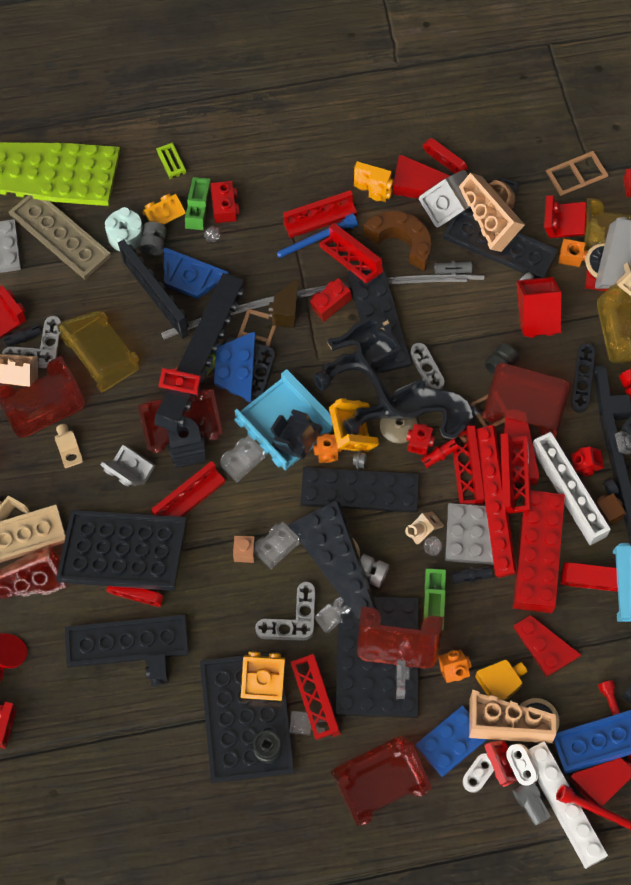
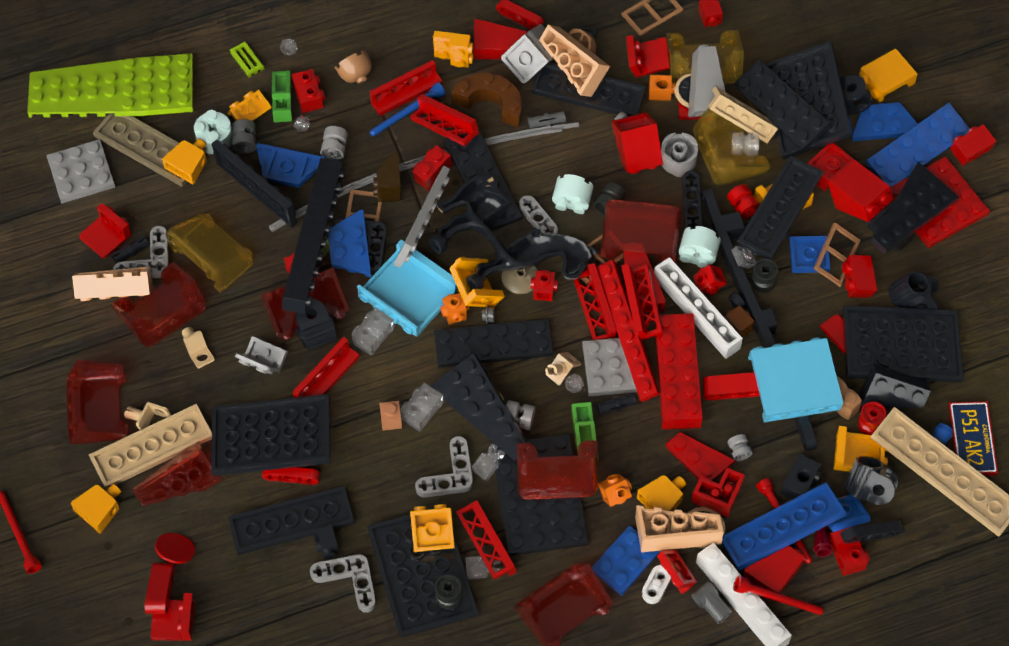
camera: 10 degrees left, 5 degrees down
(92, 254) = (186, 160): none -> light orange torso
(179, 381) = (299, 263): red slope -> none
(188, 708) = (355, 573): none -> light grey beam
(213, 154) = (288, 46): none -> clear plate
(239, 259) = (334, 143): none -> light grey wheel
(274, 186) = (355, 68): none -> medium nougat cylinder
(295, 434) = (422, 299): black panel -> none
(311, 351) = (423, 217): none -> light grey plate
(402, 673) = (566, 505): clear plate -> none
(440, 453) = (565, 295): red pin -> none
(465, 349) = (572, 193): none -> light aqua brick
(520, 765) = (696, 567): white plate -> none
(559, 692) = (719, 496): none -> red brick
(579, 324) = (679, 153): none -> light grey brick
(582, 424) = (699, 246): none -> light aqua brick
(588, 642) = (739, 447): none -> light grey wheel

